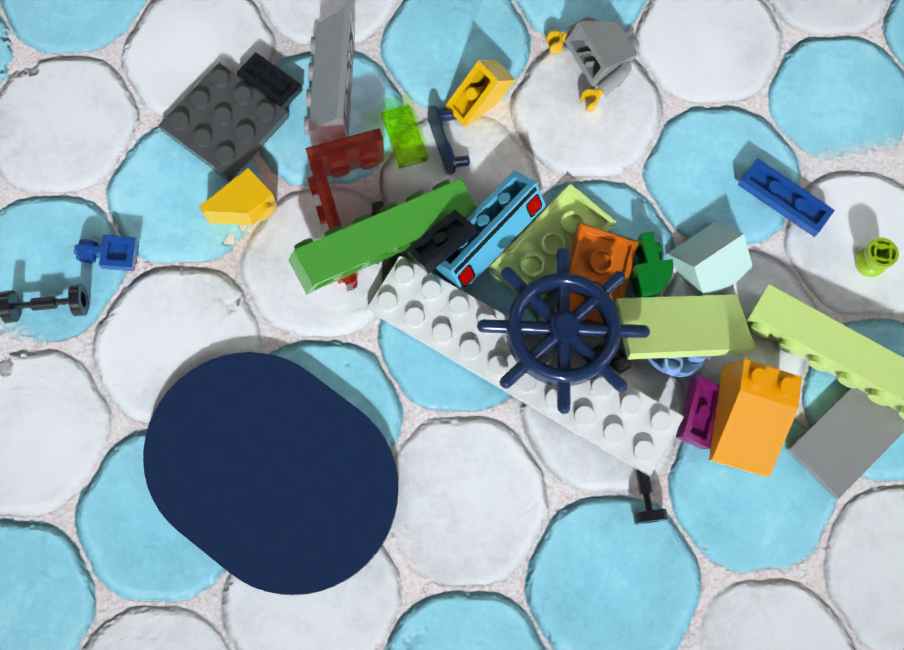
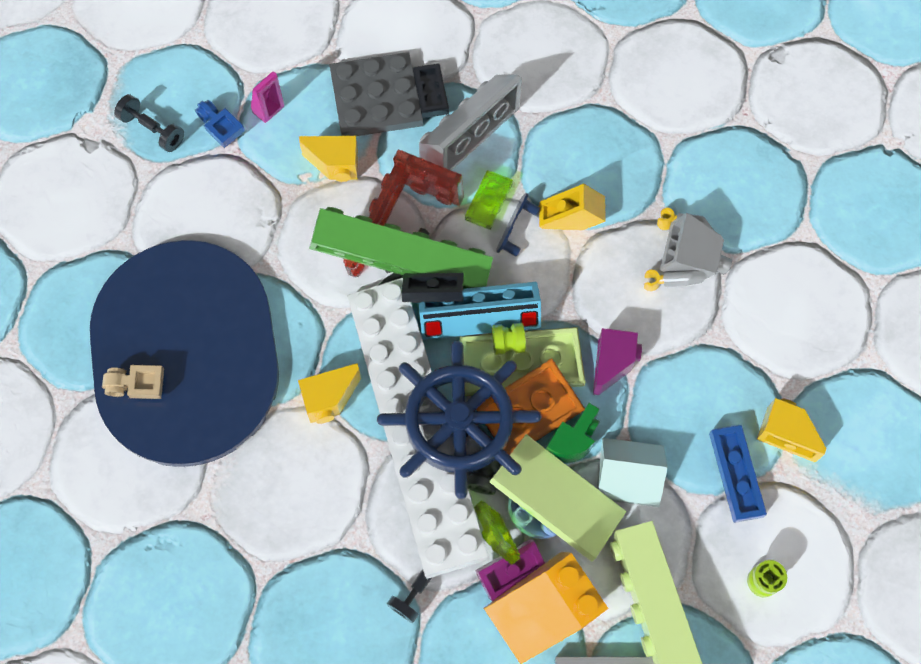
camera: 45 degrees right, 5 degrees down
(135, 196) = (267, 98): none -> dark pink slope
(268, 527) = (143, 382): none -> tan plate
(430, 401) = (329, 392): none -> yellow slope
(532, 235) = (508, 338): none -> lime wheel
(620, 184) = (615, 357): none -> magenta slope
(669, 394) = (496, 532): none -> clear neon green plate
(792, 132) = (791, 430): none -> yellow slope

